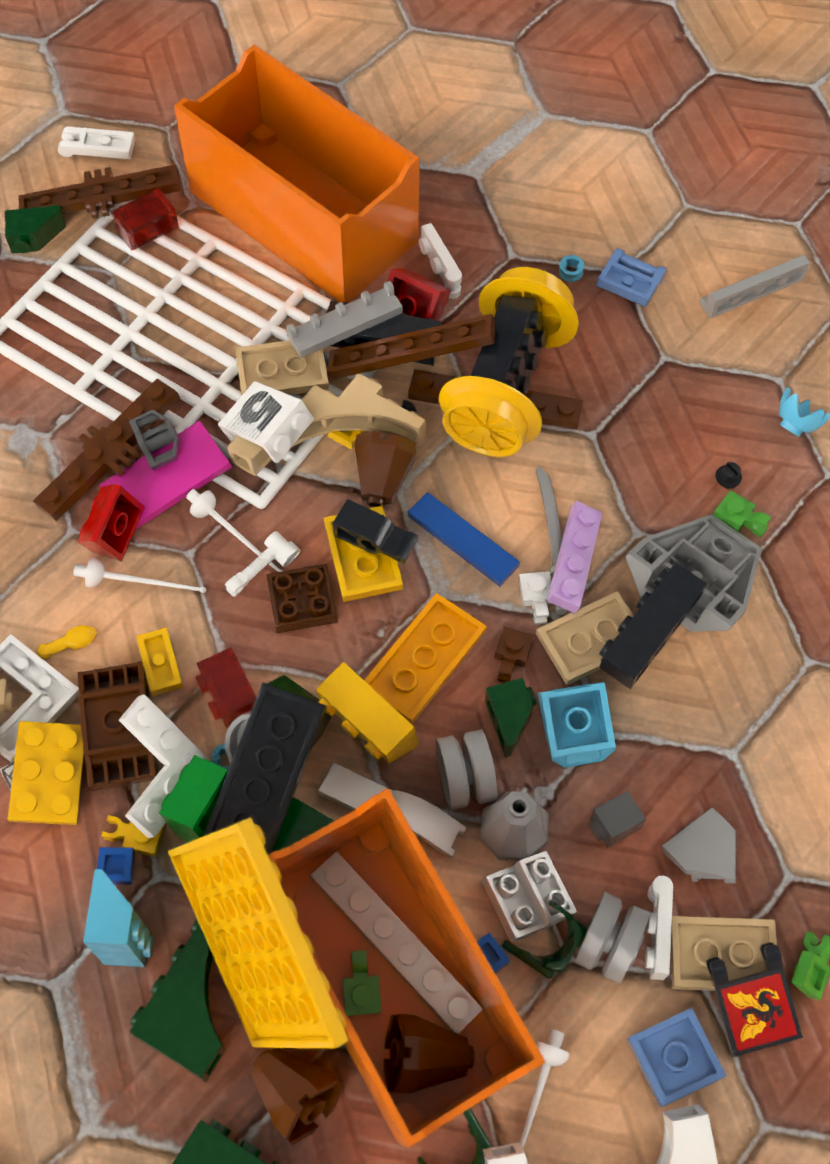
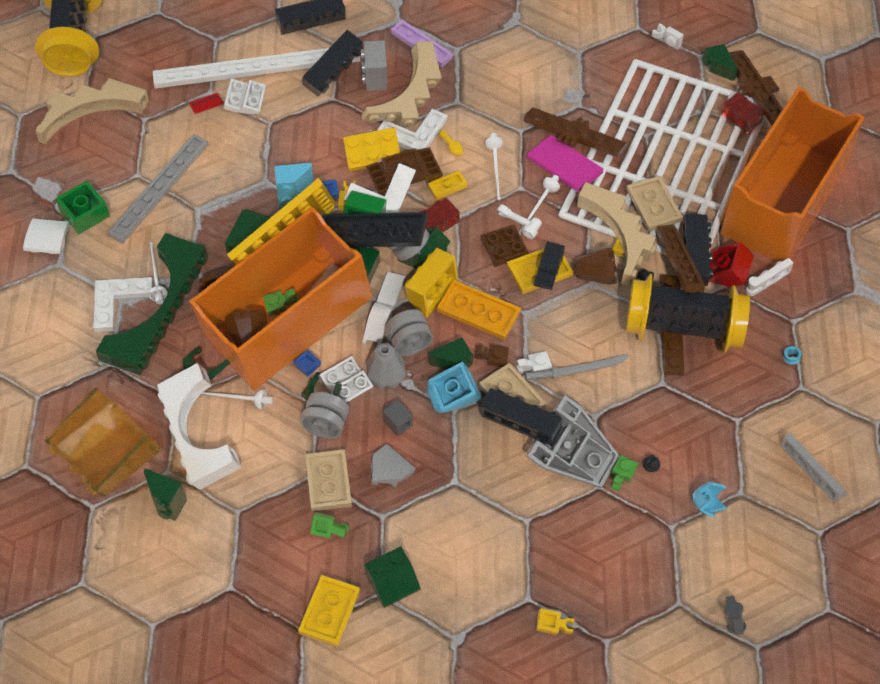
camera: 80 degrees right, 5 degrees down
(96, 143) = (799, 76): white plate -> none
(111, 522) = (523, 141): red slope -> none
(156, 438) = (579, 145): dark grey piece -> none
(267, 419) = (605, 196): white panel -> none
(344, 321) = (691, 222): light grey hinge -> none
(463, 539) = (564, 320): blue tile -> none
(575, 557) = (564, 376): lavender plate -> none
(629, 282) = (790, 387): medium blue plate -> none
(659, 925) = (352, 445): white plate -> none
(676, 1057) = (267, 460): medium blue plate -> none
(756, 1006) = (301, 497): flag -> none

